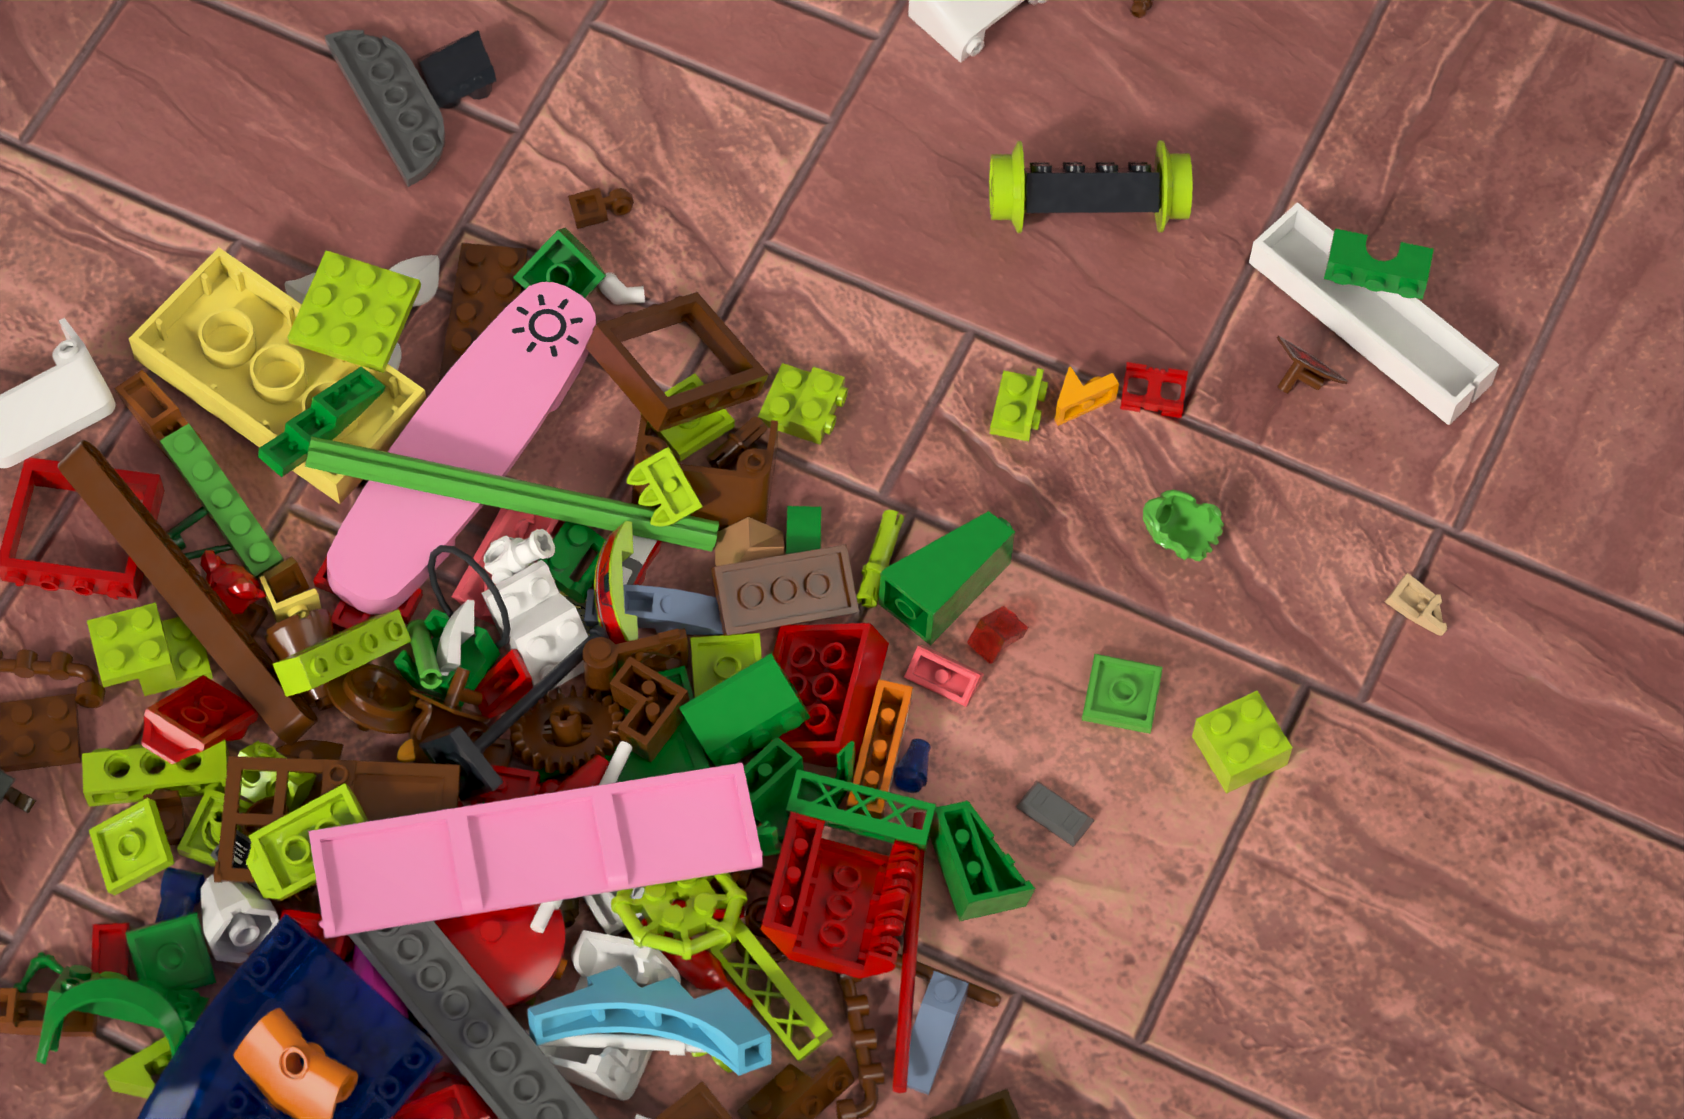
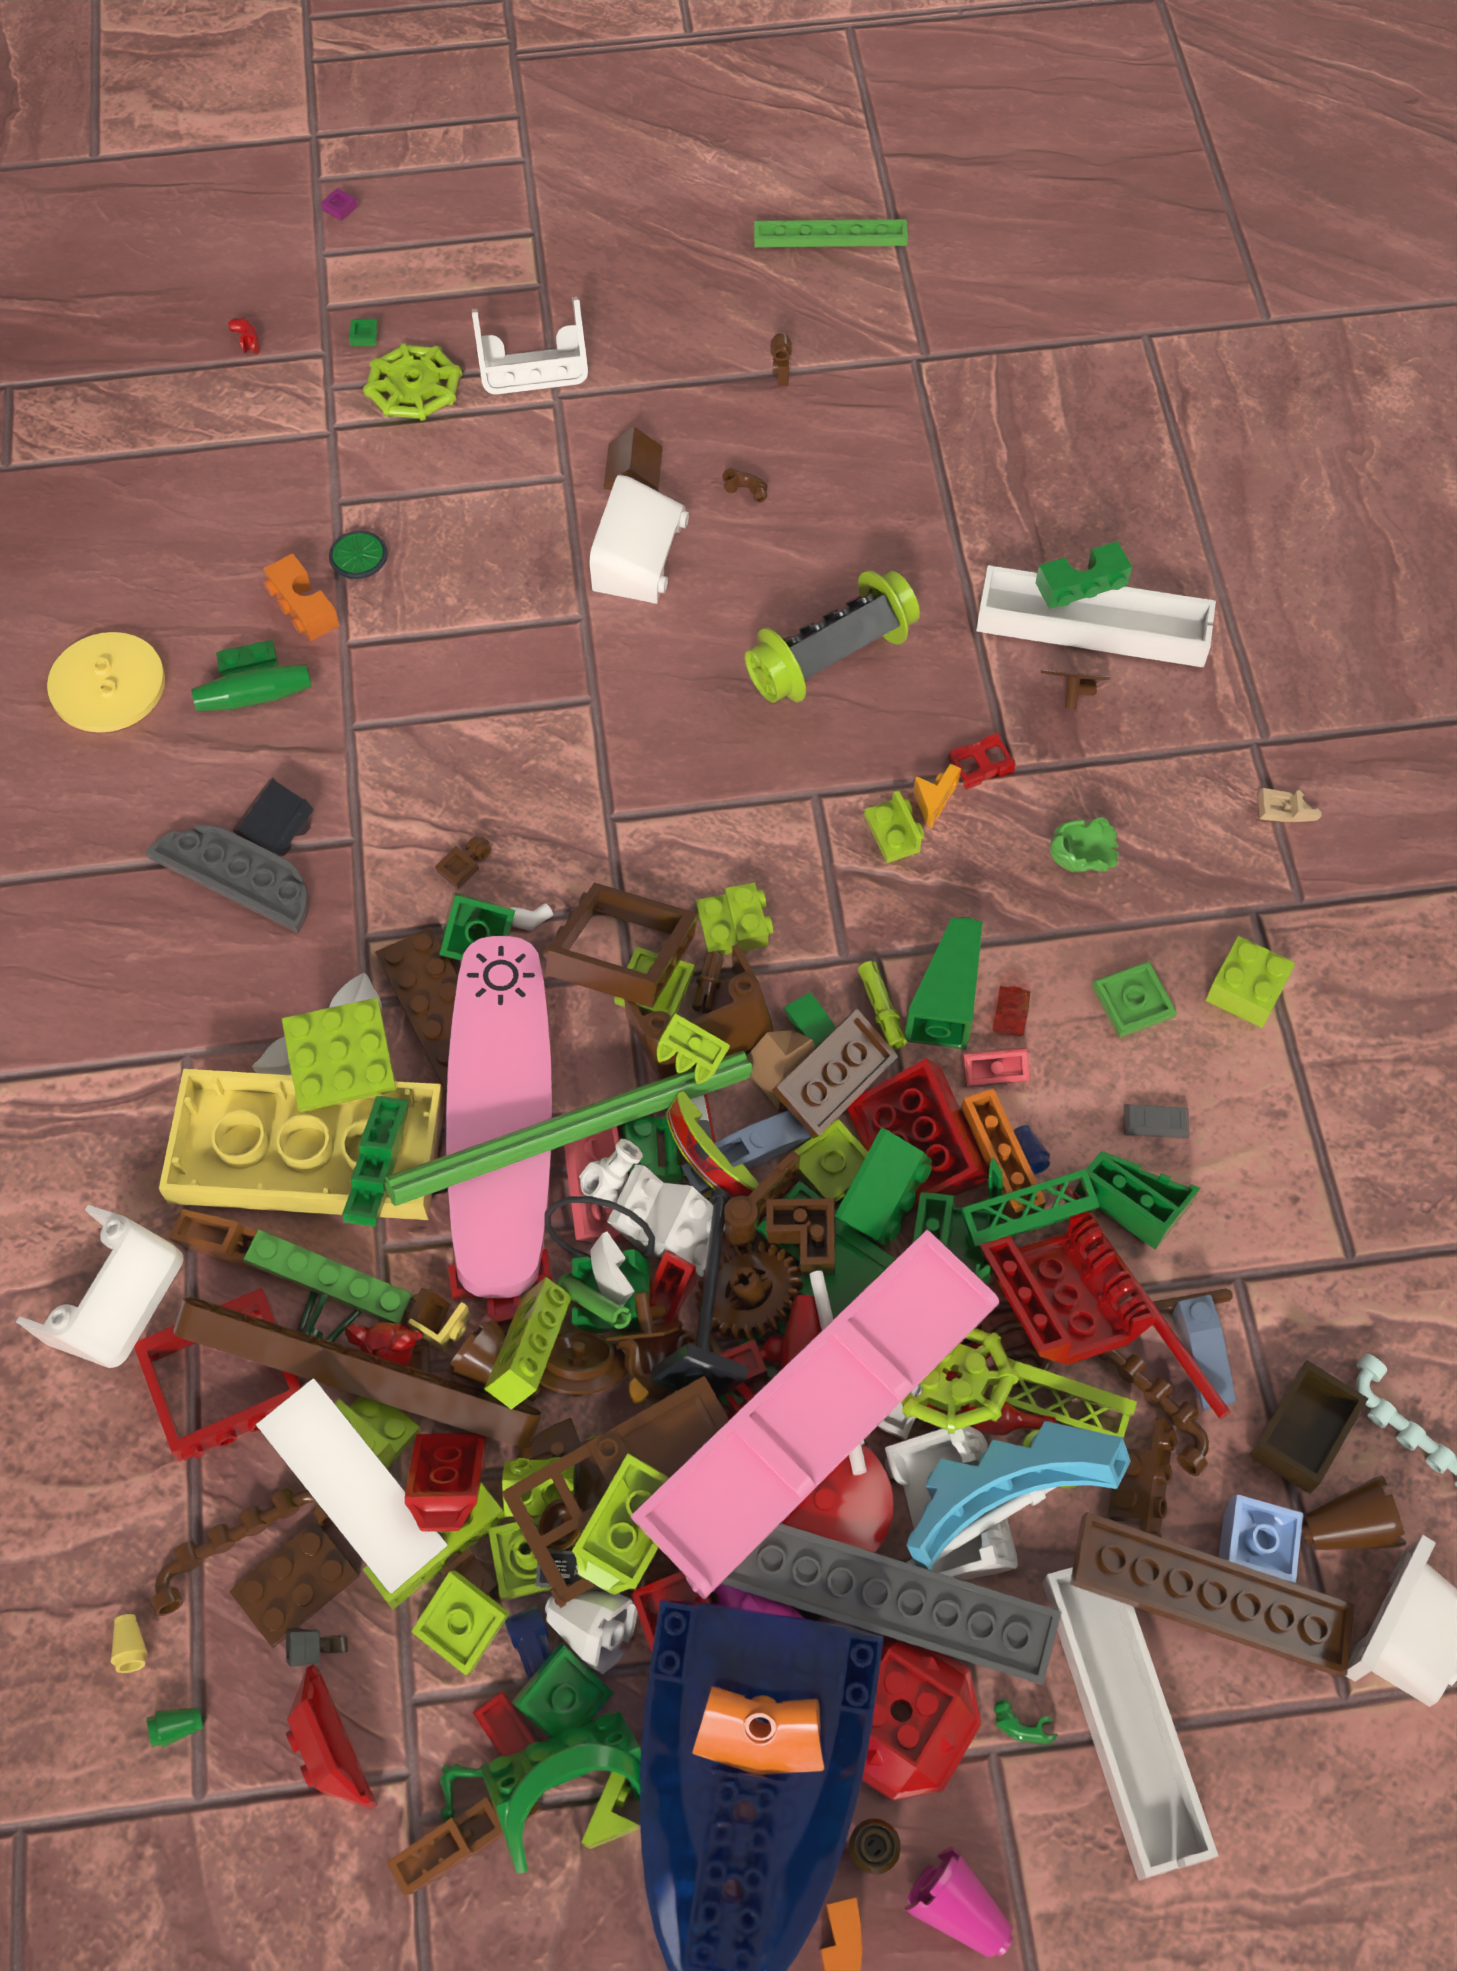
camera: 30 degrees left, 0 degrees up
(113, 674) = (350, 1485): none -> white tile

